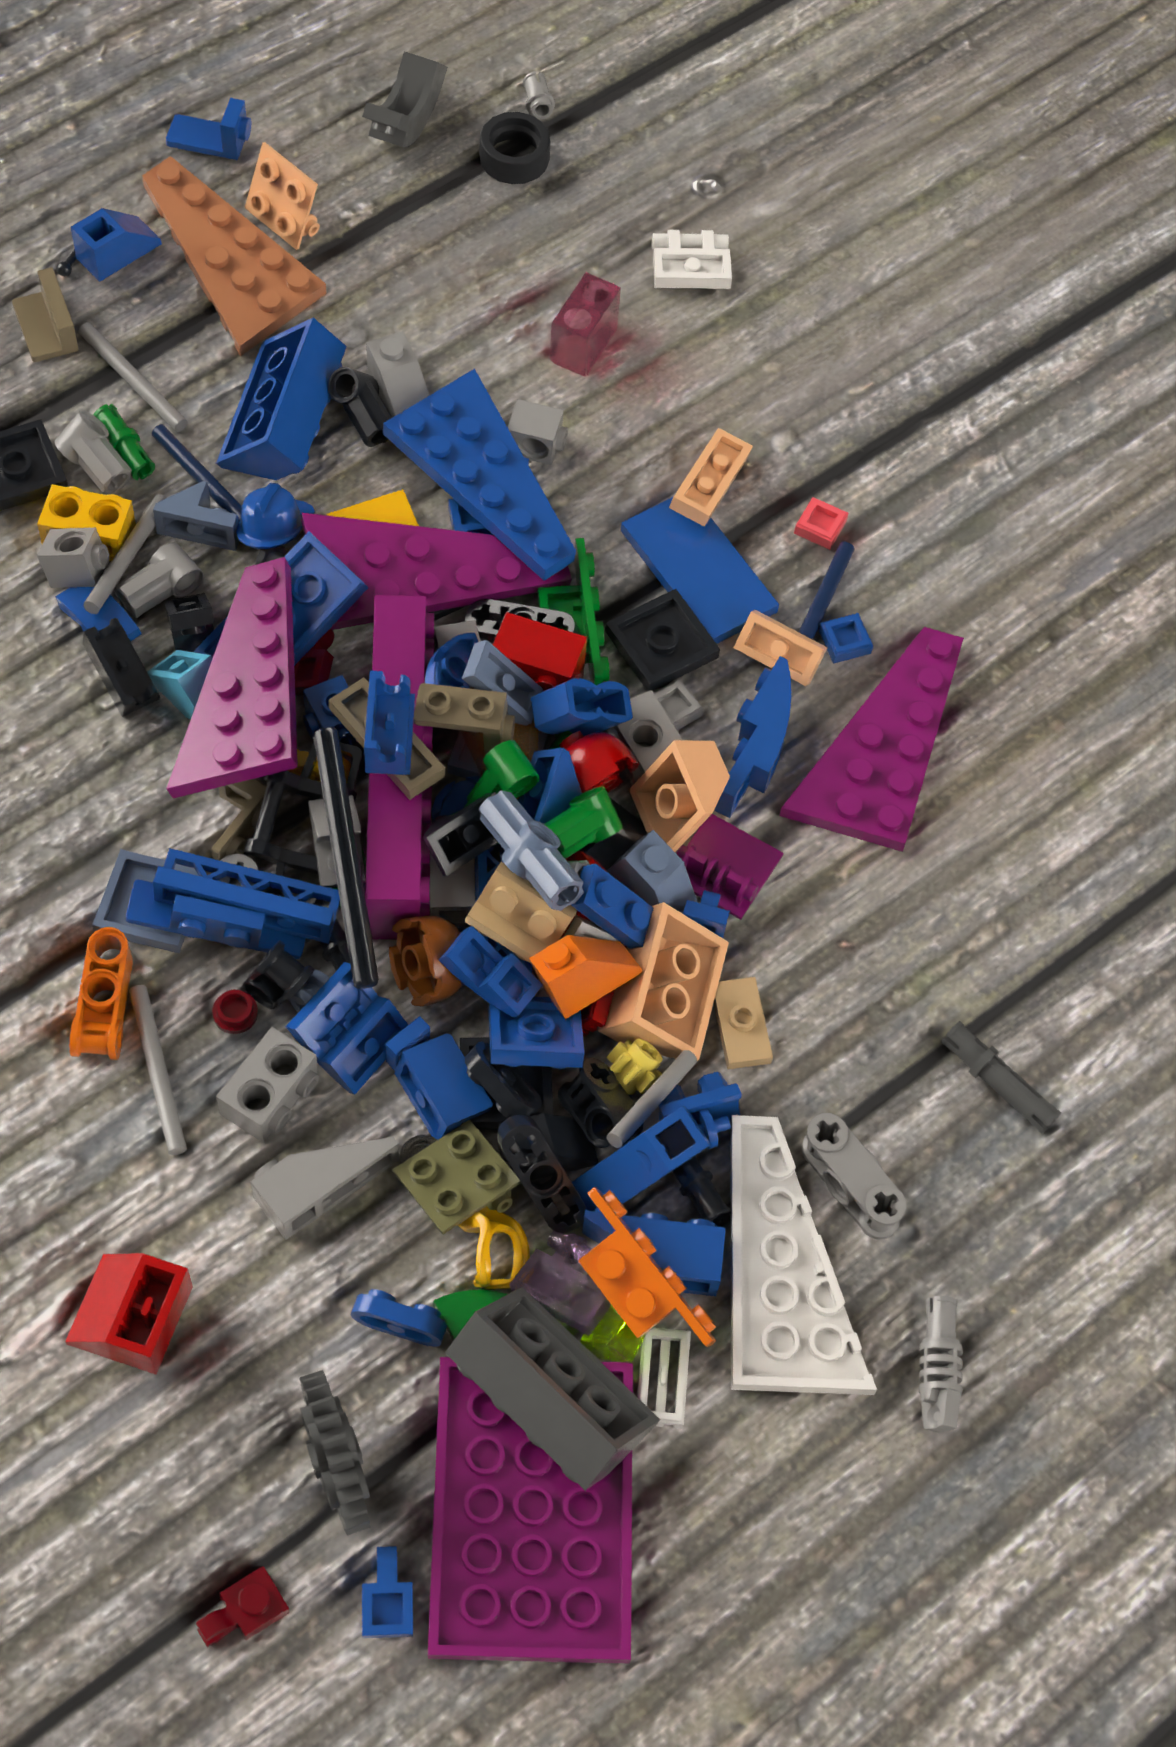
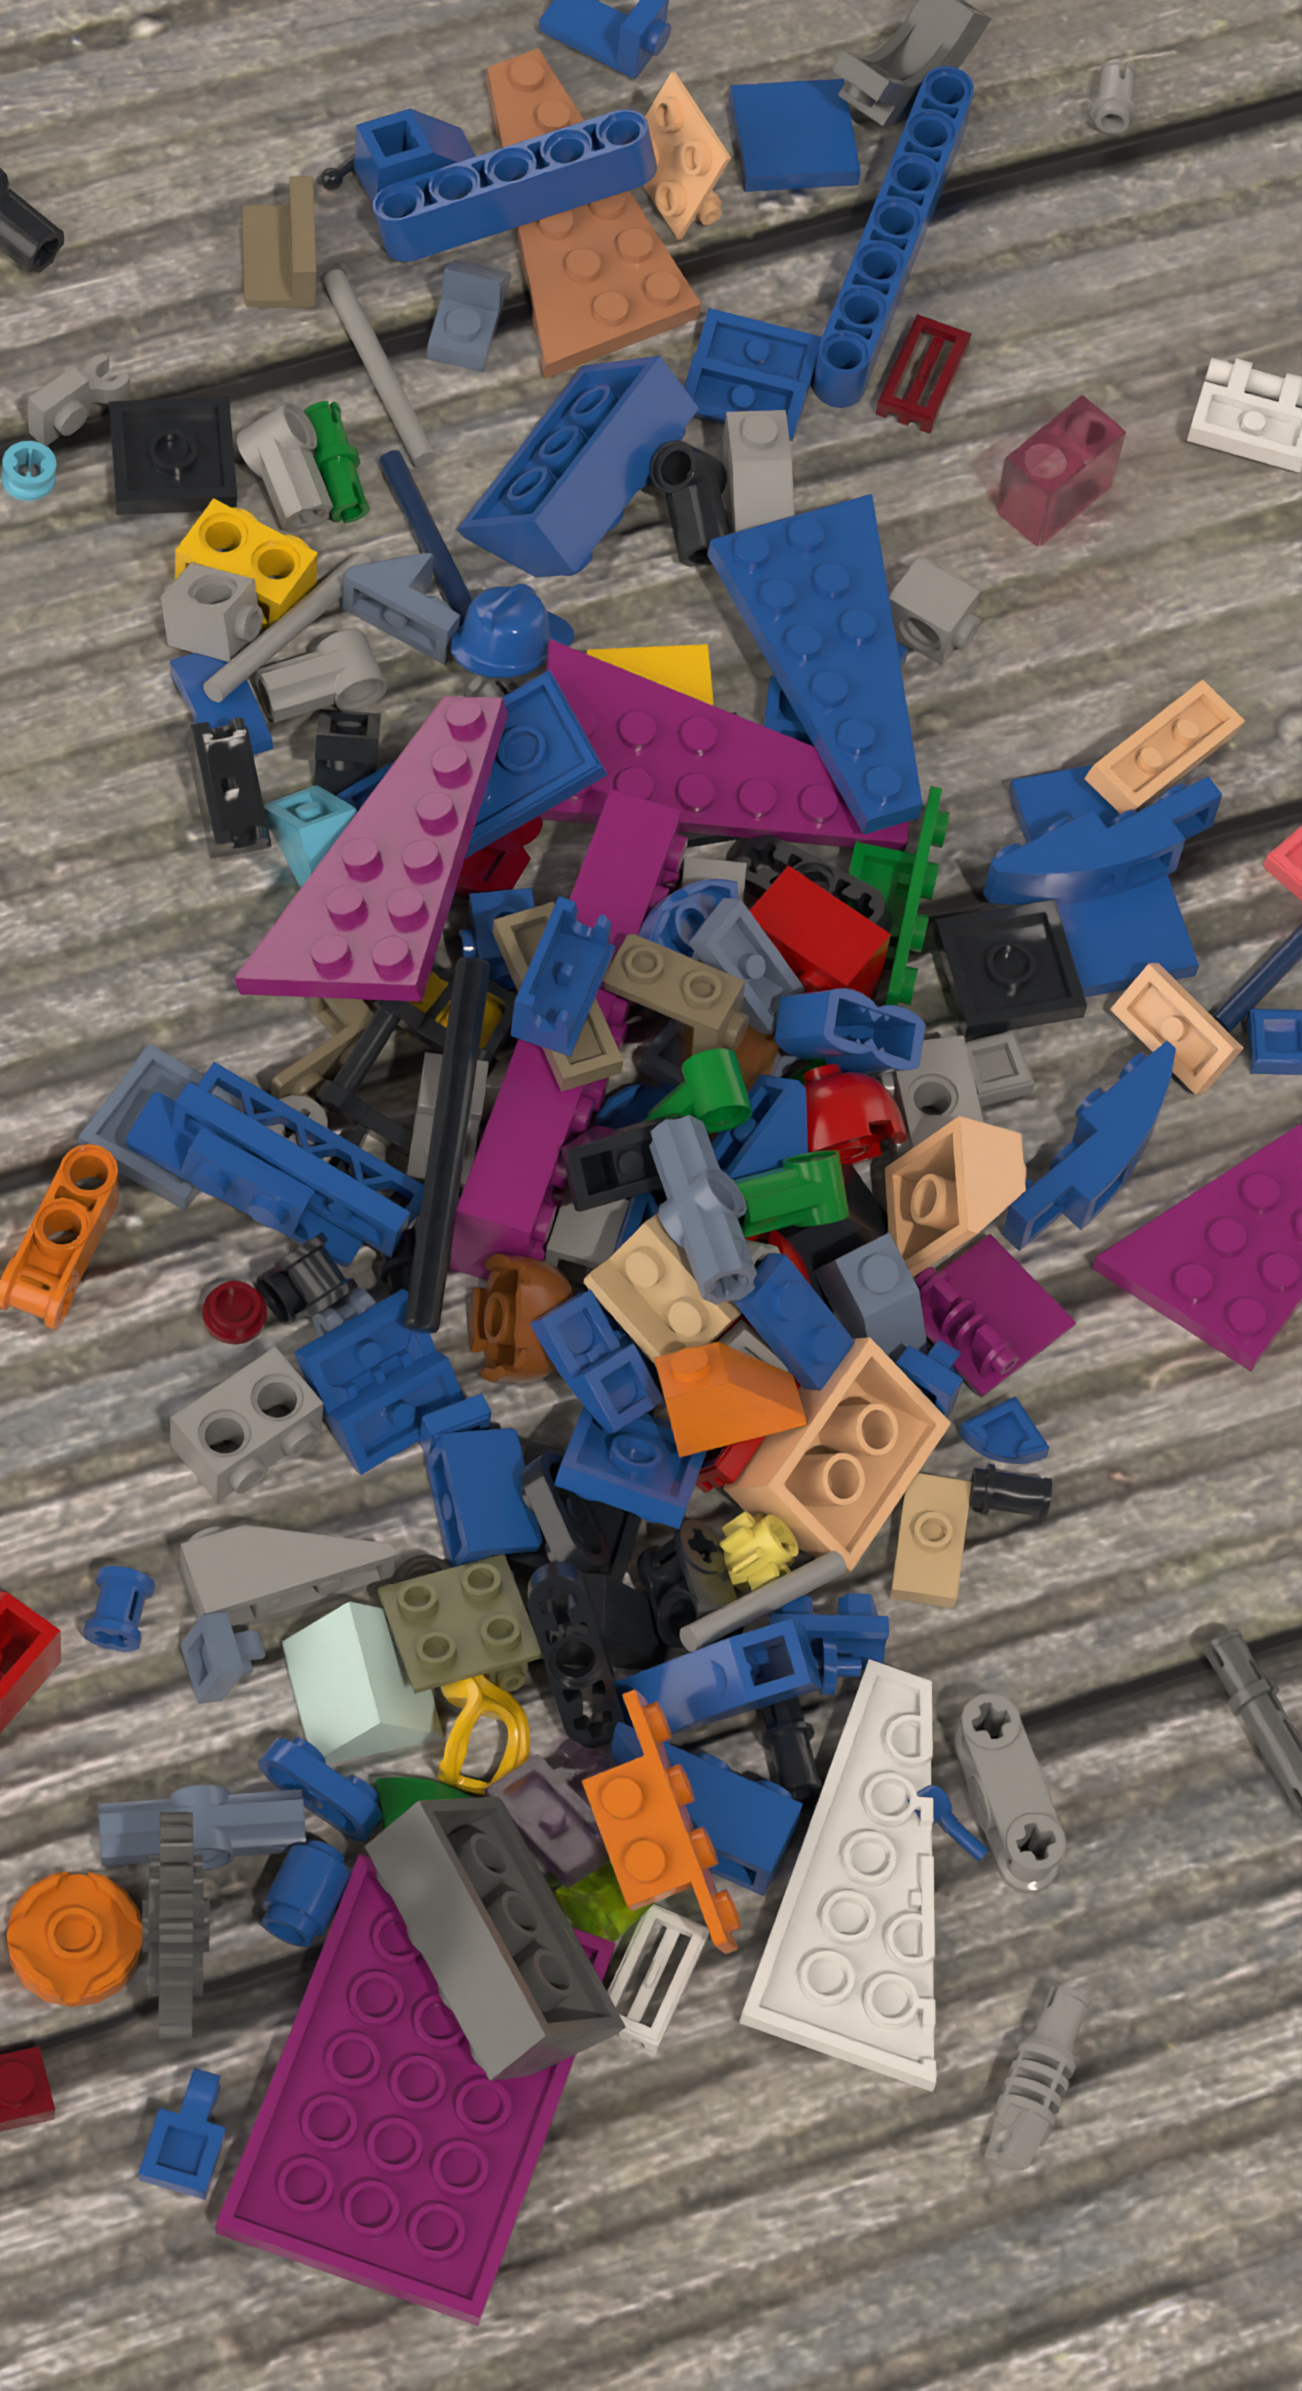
camera: 15 degrees right, 0 degrees up
(157, 1070) = (105, 1360): light grey bar -> none
(179, 329) = (467, 314): none -> sand blue slope
(184, 239) = (515, 185): none -> blue beam
(221, 1238) = (119, 1608): none -> blue bush
(263, 1479) = (75, 1938): none -> orange tile
(299, 1249) = (218, 1656): none -> sand blue tile
(343, 1366) = (222, 1825): none -> sand blue piece
(348, 168) = (794, 135): none -> blue tile
(369, 313) = (751, 368): none -> blue slope
(398, 1241) = (355, 1686): none -> light aqua slope
(412, 1396) = (305, 1893): none -> blue brick
(431, 213) = (892, 237): none -> blue beam
(476, 312) = (909, 408): none -> dark red tile
(508, 127) = (1059, 136): black tyre -> none
(695, 555) = (1092, 861): none -> blue slope
(764, 939) = (1005, 1434): none -> blue tile
(782, 976) = (1009, 1492): none -> black pin
(820, 1208) = (949, 1822): none -> blue hand

